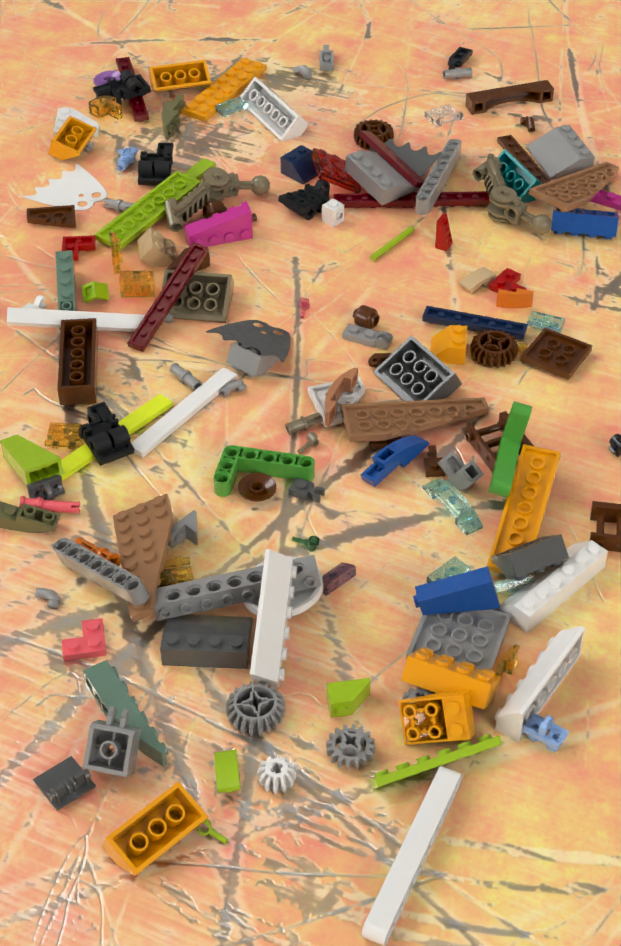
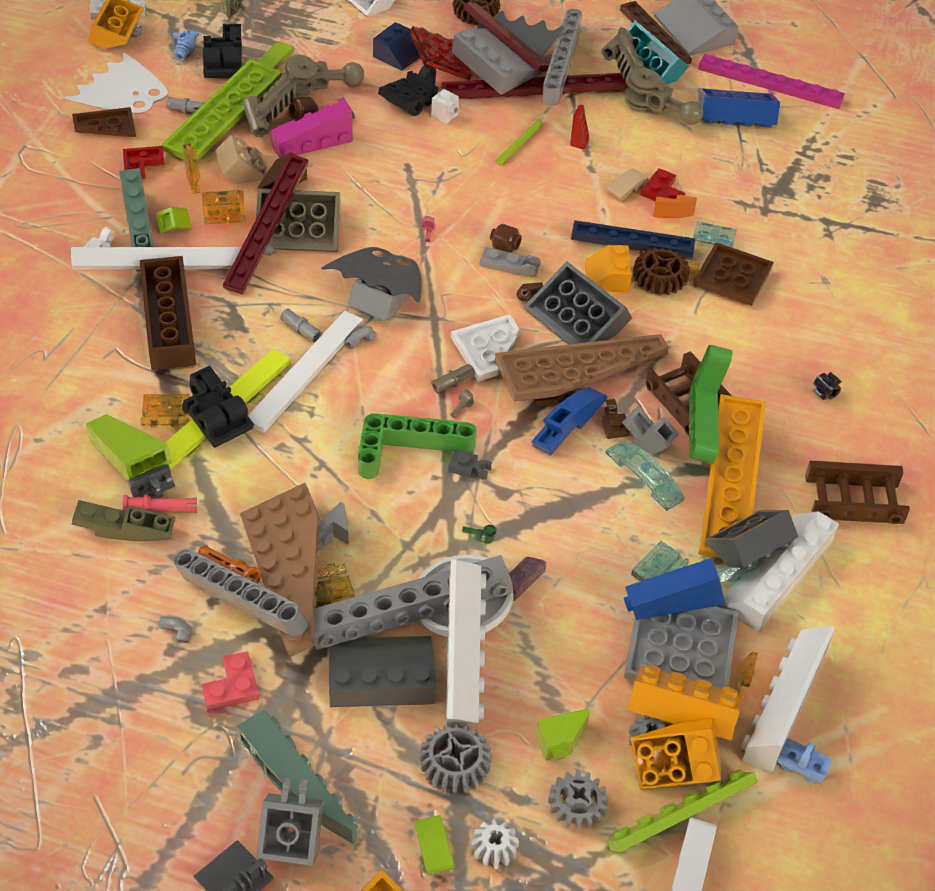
camera: 10 degrees left, 5 degrees up
(257, 487) = (410, 465): reddish brown dish -> none
(346, 383) = (495, 326): nougat slope -> none
(575, 189) = (724, 67): medium nougat wing -> none

